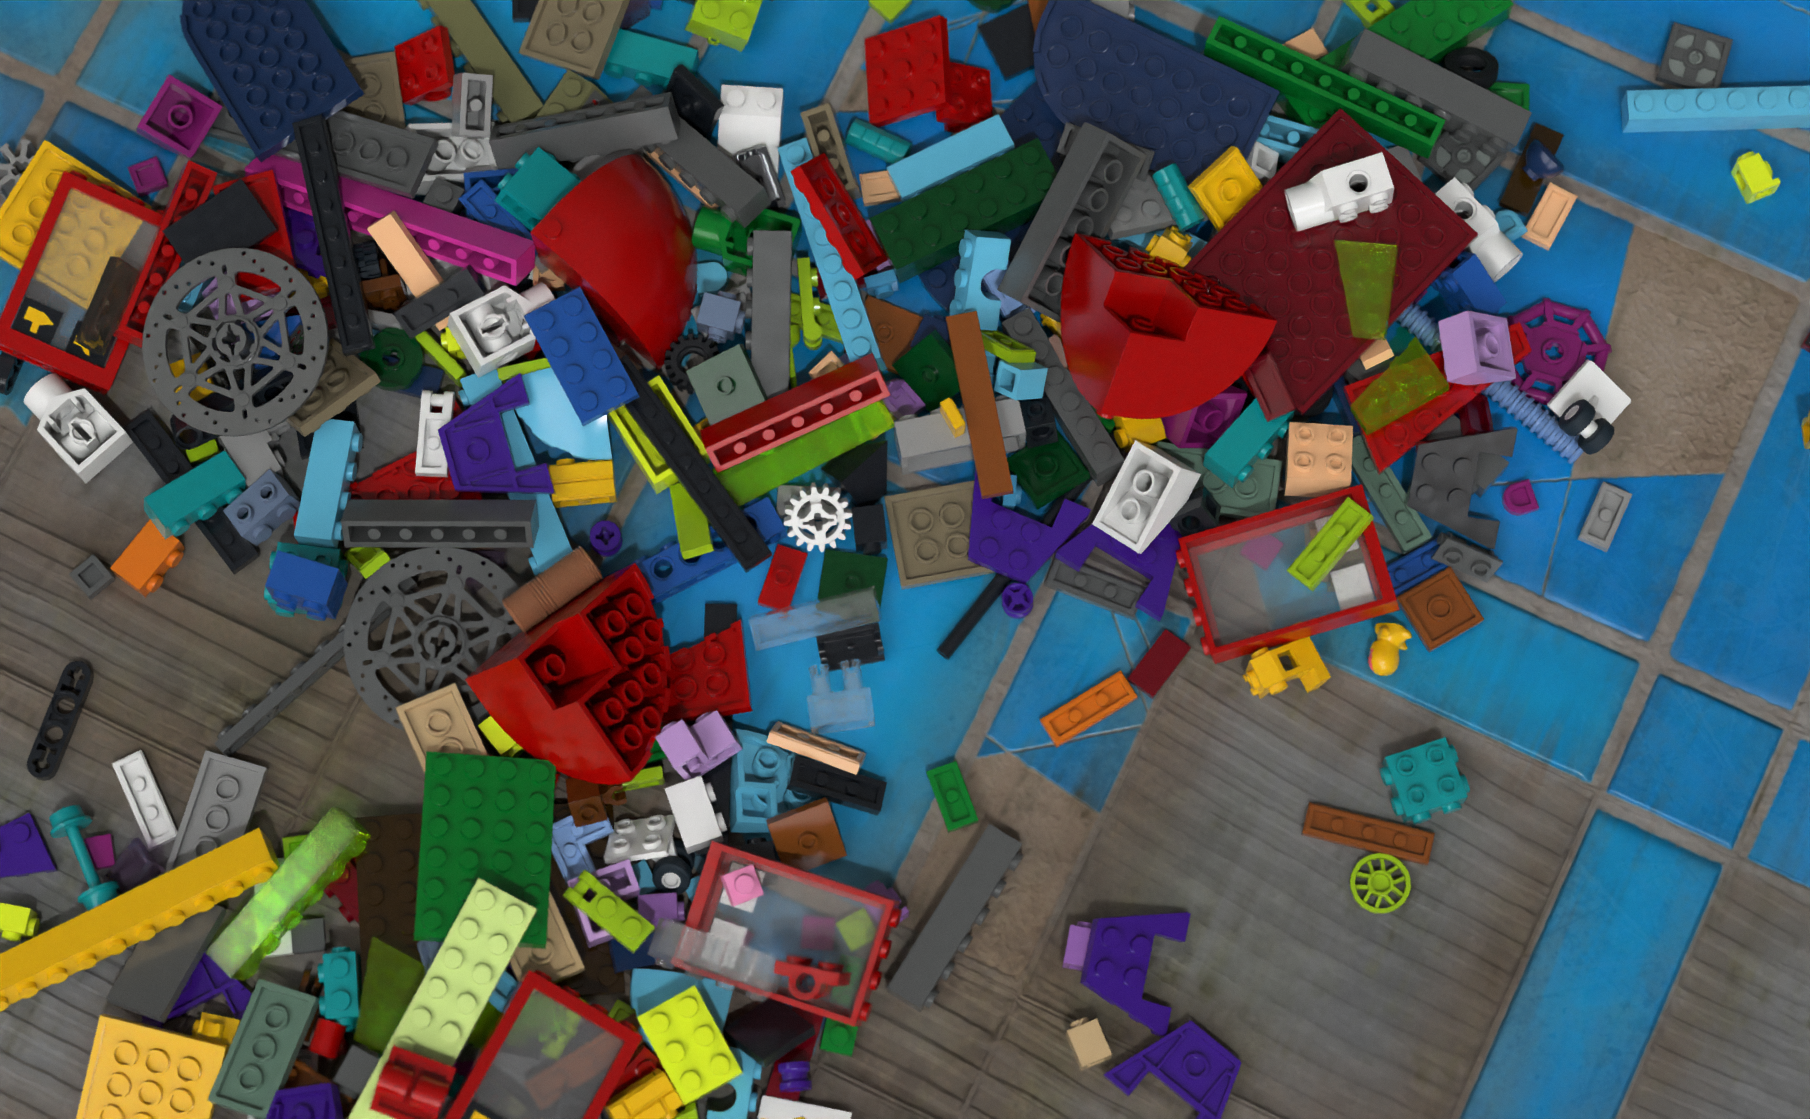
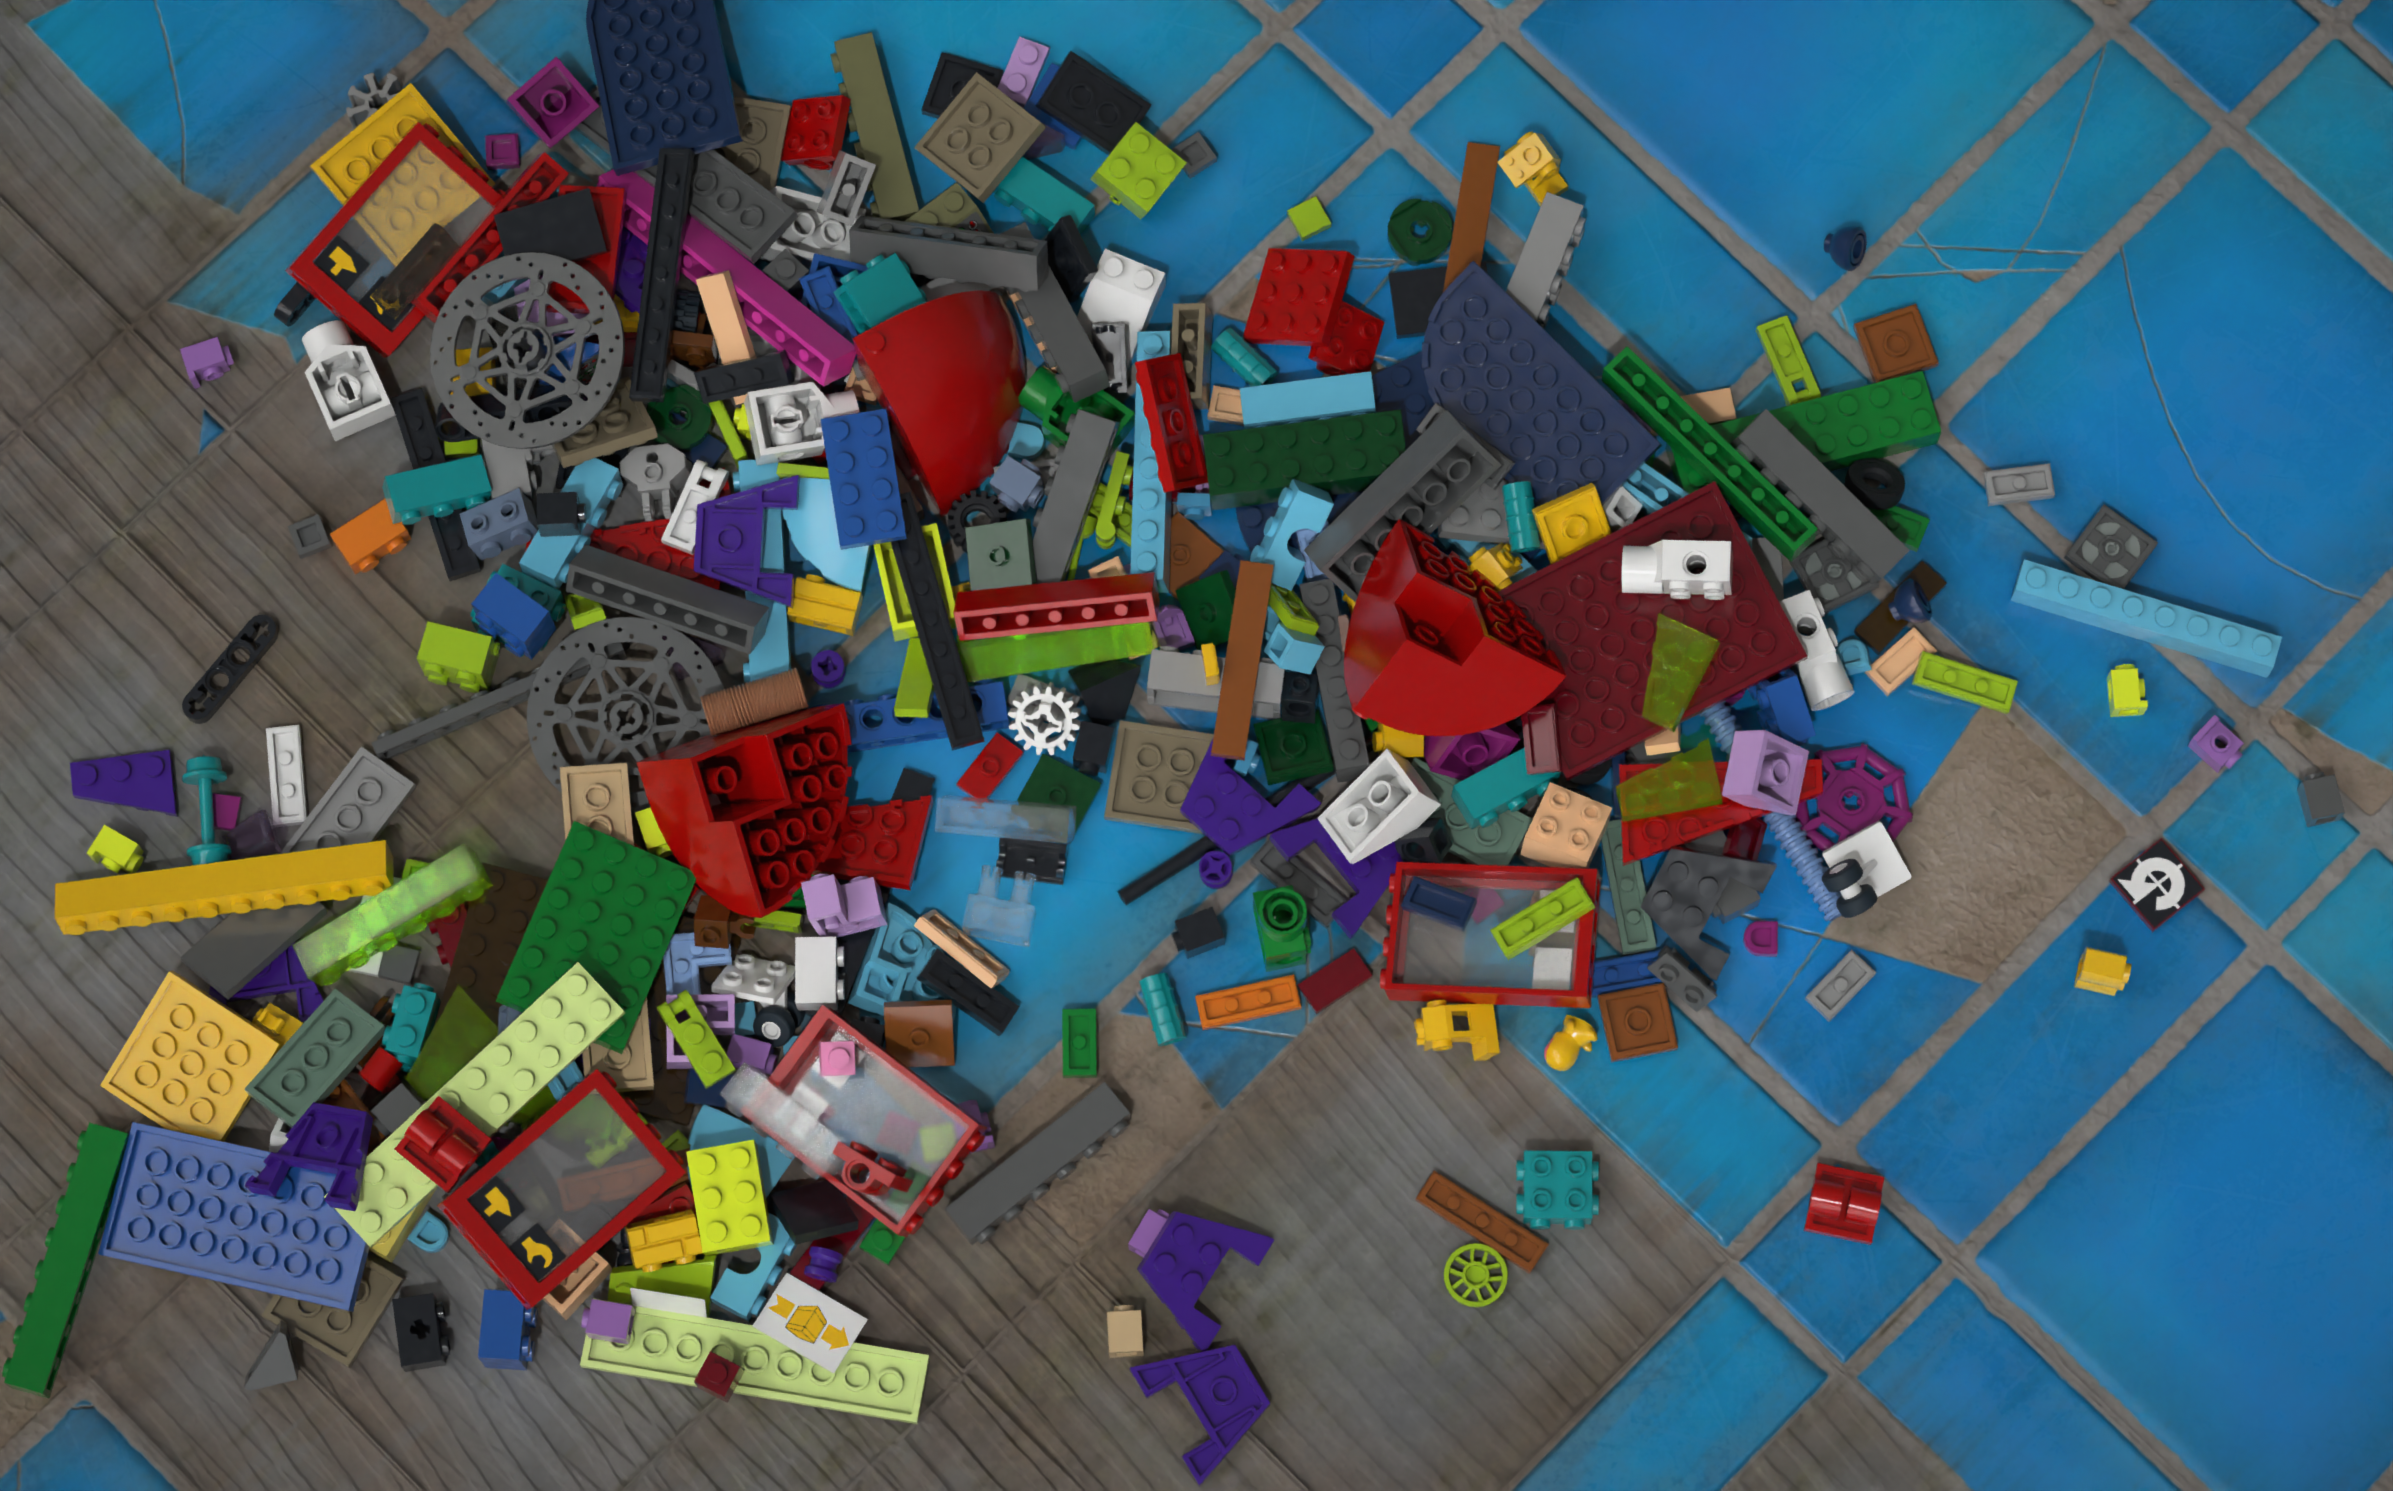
camera: 20 degrees right, 0 degrees up
(266, 639) = (458, 657): none -> lime brick
(316, 479) = (560, 514): none -> black brick
(389, 417) = (656, 474): none -> light grey hinge
(1016, 741) = (1162, 1009): none -> teal axle
(1022, 662) = (1198, 933): none -> black brick
(1097, 630) = (1282, 927): none -> green brick
(1231, 562) = (1439, 904): none -> dark blue tile
(1593, 29) = (2019, 484): none -> light grey plate
(1612, 215) = (1964, 682): none -> lime tile
(1681, 707) = (1844, 1203): none -> red plate

